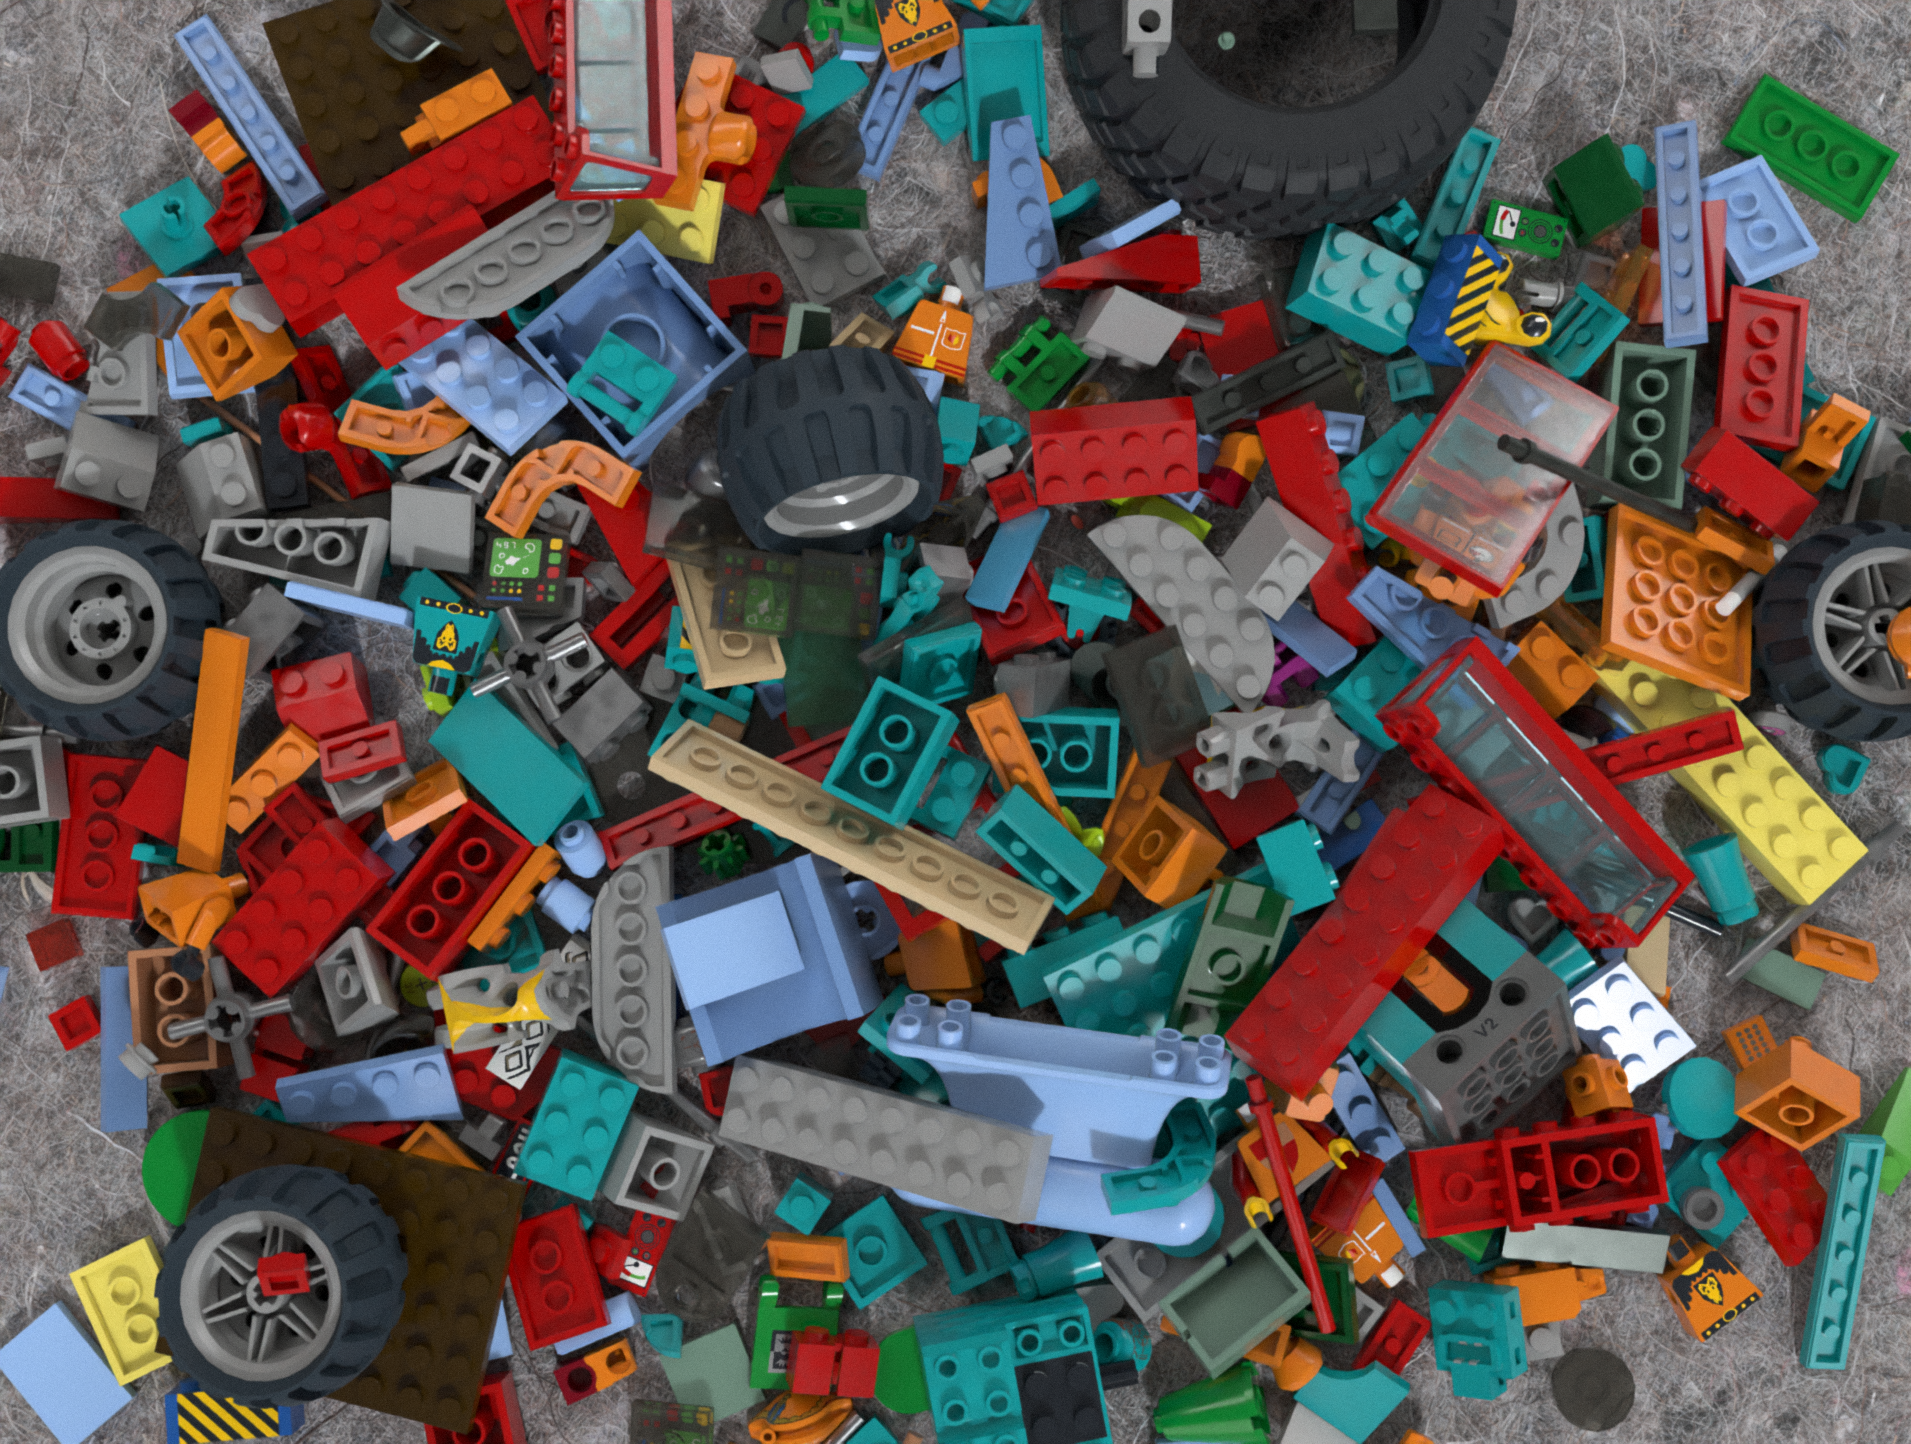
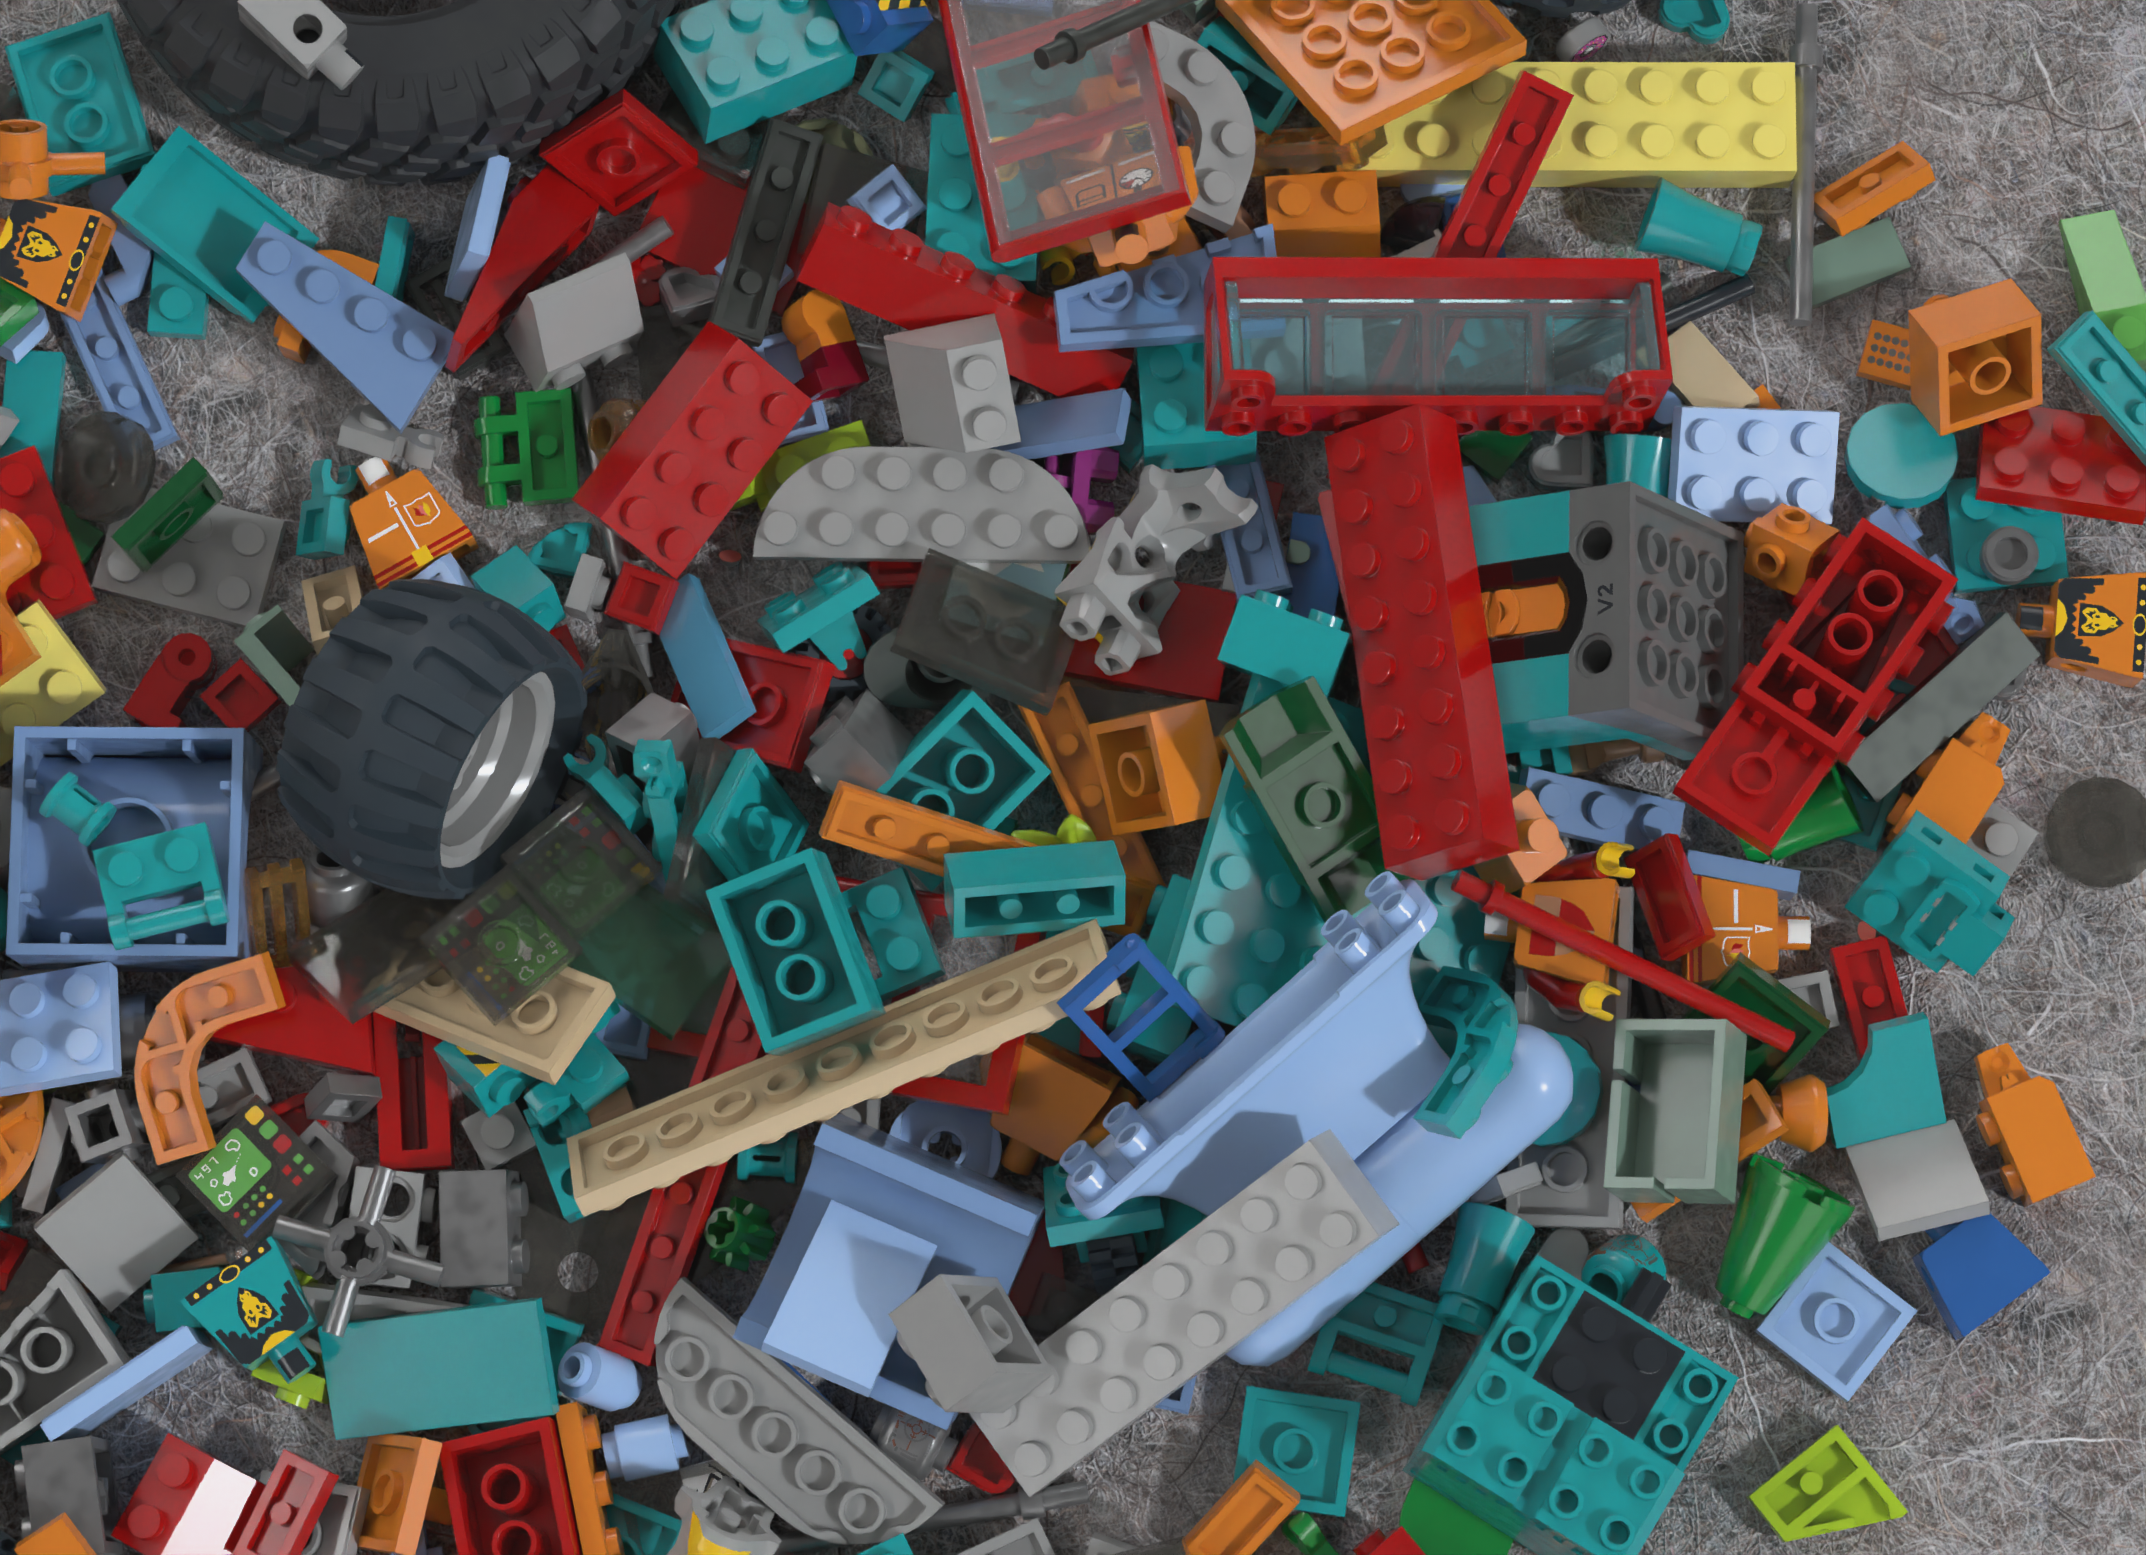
camera: 45 degrees left, 5 degrees down
(623, 302) = (77, 809): none -> teal bush
(685, 441) = (274, 878): none -> clear orange tile
(727, 702) = (586, 1082): none -> teal plate
(763, 1038) = (969, 1344): none -> light grey brick
(804, 1203) = (1181, 1475): teal brick -> none
(1040, 940) = (1117, 962): none -> blue window
(1118, 1246) = (1508, 1184): none -> light grey tile
(1238, 266) = (619, 152): none -> red tile
(1423, 1307) = (1865, 931): none -> coral piece

